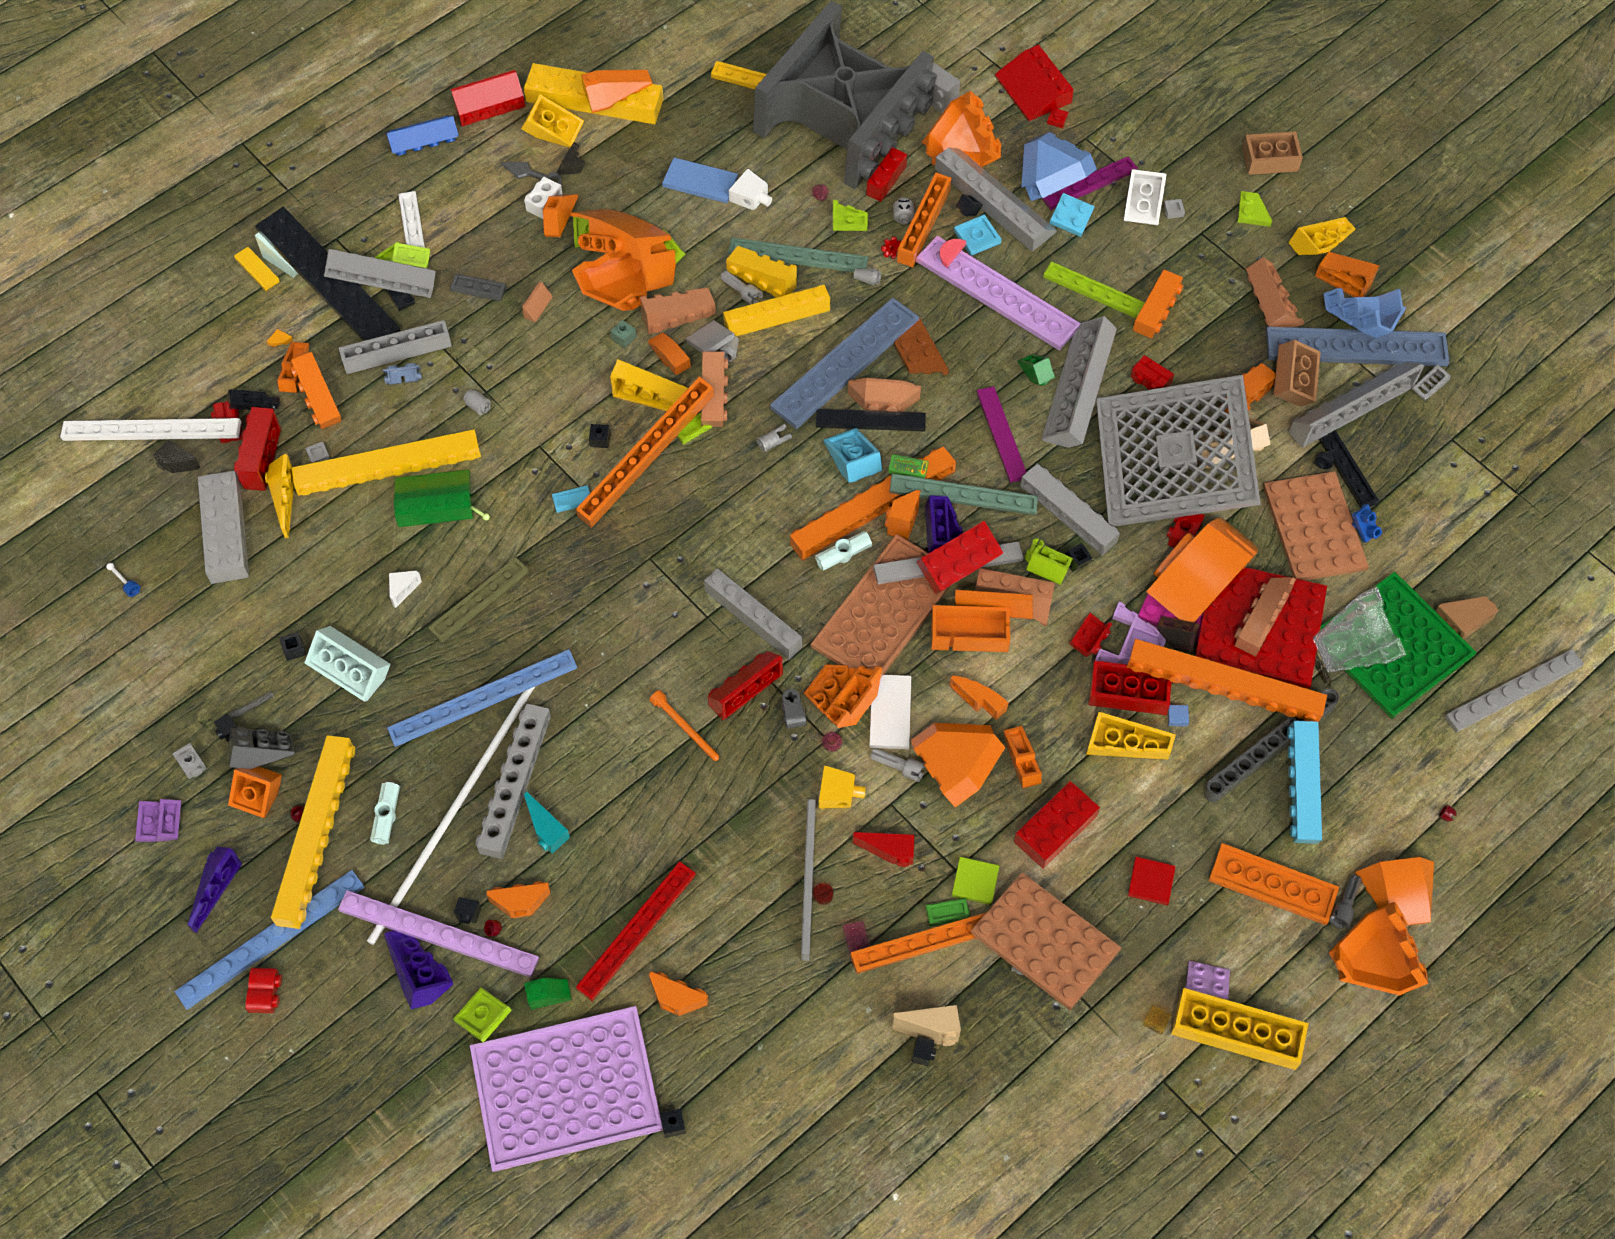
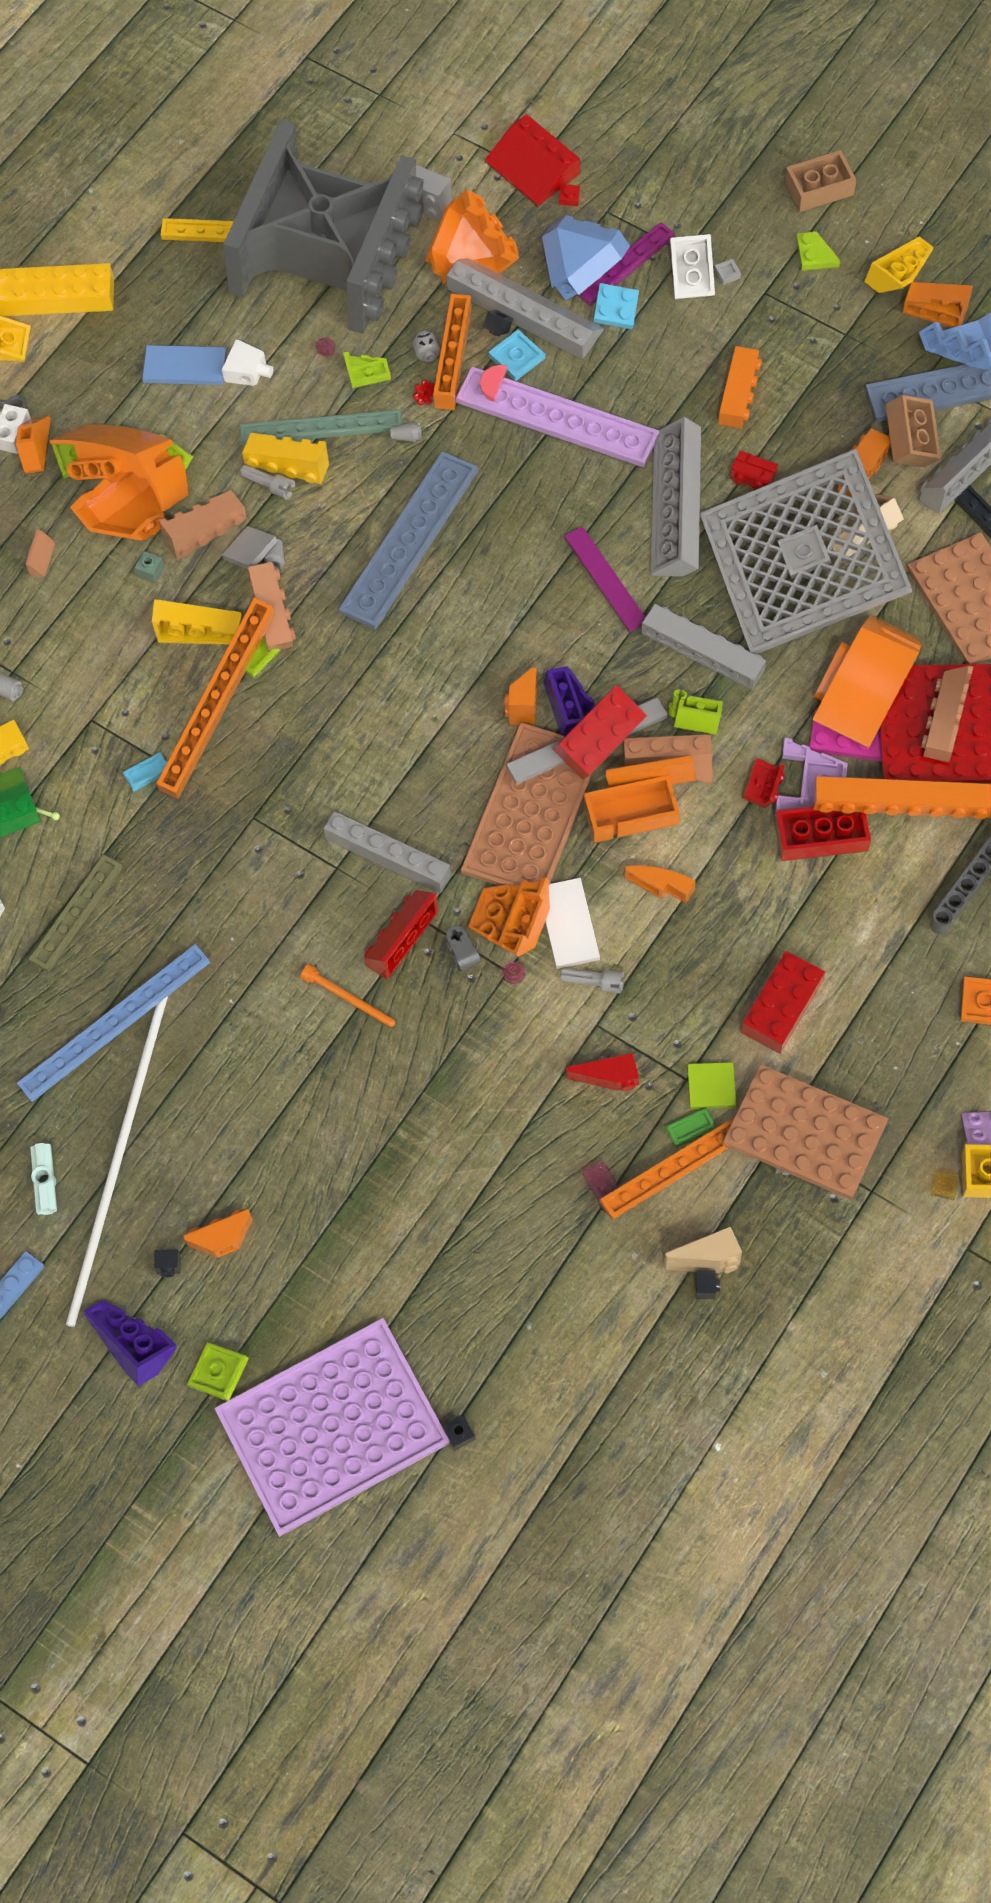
camera: 10 degrees left, 5 degrees up
(439, 934) = (143, 1296): lavender plate -> none
(492, 927) = (200, 1274): dark red hinge -> none
(497, 845) = (177, 1183): light grey brick -> none
(547, 992) = (282, 1328): green slope -> none
(549, 831) = (230, 1150): teal slope -> none
(571, 162) = (31, 379): clear smoke slope -> none
(599, 436) = (156, 691): black plate -> none
(609, 86) = (51, 279): orange wedge -> none
(635, 931) = (359, 1237): red plate -> none
(670, 353) = (209, 576): orange slope -> none
(675, 995) = (423, 1295): orange slope -> none
(772, 439) = (352, 648): light grey hinge -> none
(777, 311) = (316, 498): yellow brick -> none
(808, 880) = (531, 1132): light grey tile -> none
(823, 893) = (550, 1142): clear red tile -> none
(834, 556) = (476, 747): light aqua piece -> none
(838, 789) = (536, 1023): yellow torso -> none
(854, 455) = (448, 643): medium azure slope -> none
(861, 509) = (484, 693): orange brick -> none
(870, 420) = (455, 598): black tile -> none
(883, 394) = (462, 566): nougat wedge -> none
(886, 174) = (395, 308): red brick -> none
(908, 466) = (514, 643): bright green tile -> none
(919, 351) = (488, 506): dark orange wing -> none
(958, 757) = (657, 955): orange panel -> none
(965, 494) = (584, 658): sand green tile -> none
(1023, 757) = (726, 936): orange slope -> none
(1037, 369) = (625, 494): green slope -> none
(1080, 557) = (729, 697): black plate -> none
(1093, 289) = (663, 387): lime tile -> none
(1128, 739) = (835, 888): yellow wedge -> none
(1151, 881) = (900, 1037): red tile -> none
(1178, 715) = (881, 848): medium blue tile -> none
(1179, 633) = (859, 757): clear smoke slope -> none
(1191, 523) = (828, 646): red brick -> none
(1272, 295) = (862, 347): nougat wedge -> none
(1324, 460) = (966, 522): black tile -> none

